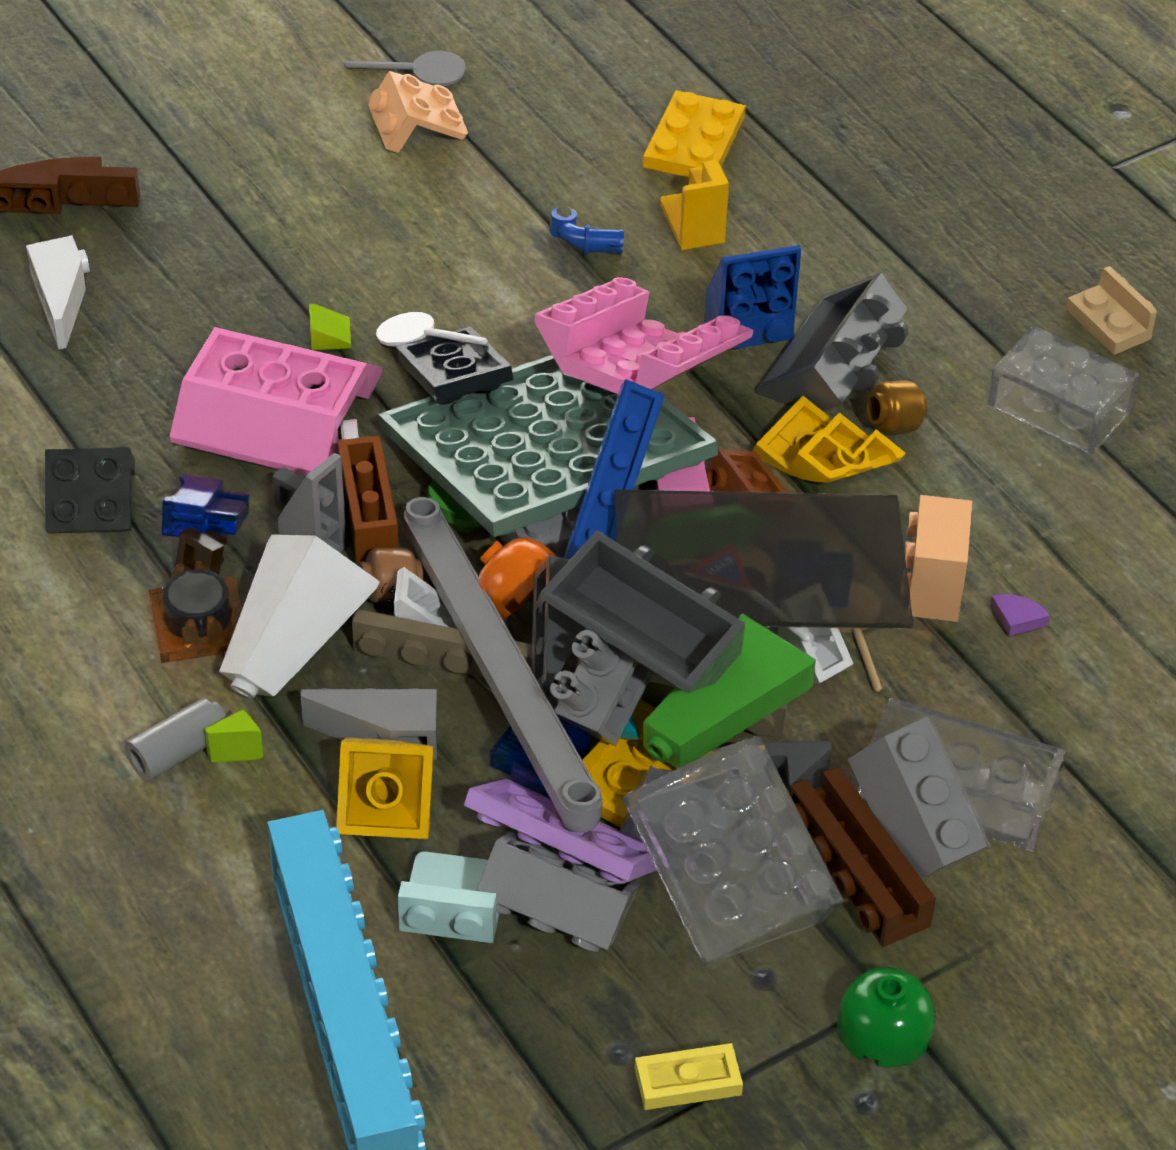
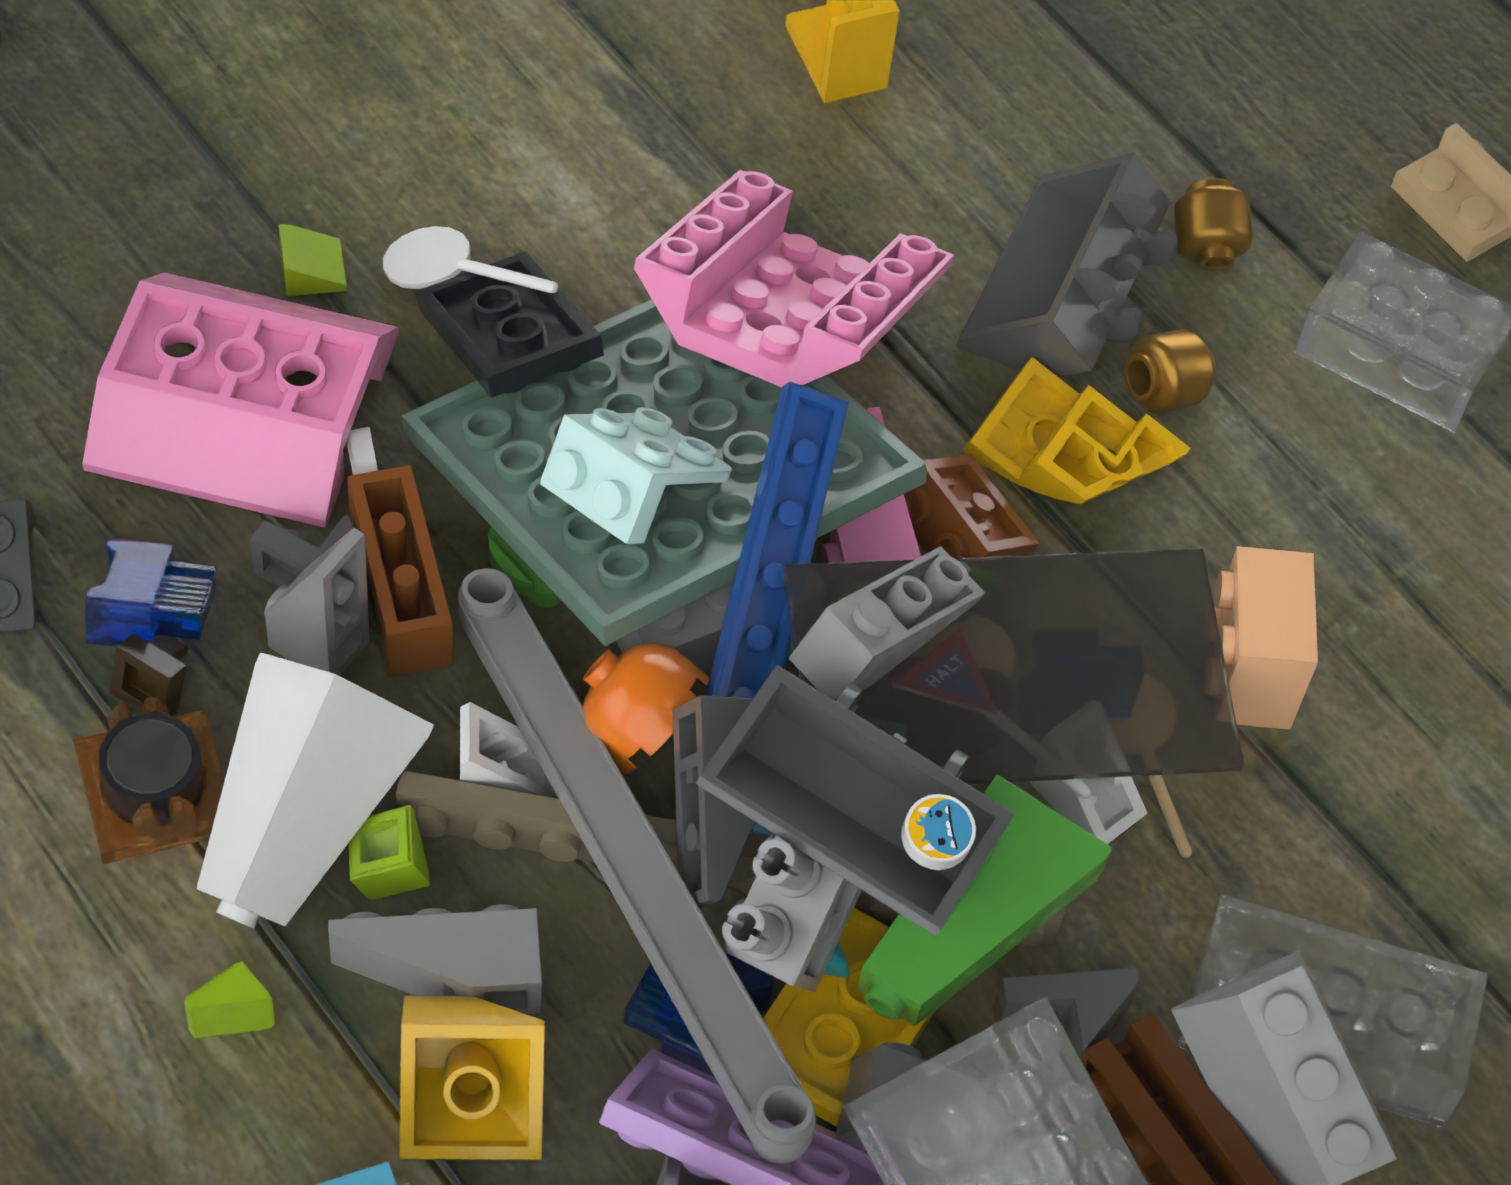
camera: 10 degrees left, 10 degrees up
(172, 739) = (136, 1009): light grey brick -> none
(345, 660) = (388, 854): none -> lime slope
(384, 565) = (438, 689): medium nougat head -> none
(511, 435) = (619, 466): none -> light aqua bracket
(586, 238) = (683, 91): blue piece -> none
(677, 520) = (884, 623): none -> light grey slope
(692, 628) = (938, 832): none -> tile
(758, 292) = (952, 196): blue slope -> none
(936, 323) = (1213, 223): none -> pearl gold head
(1018, 613) = (1378, 715): medium lavender tile -> none

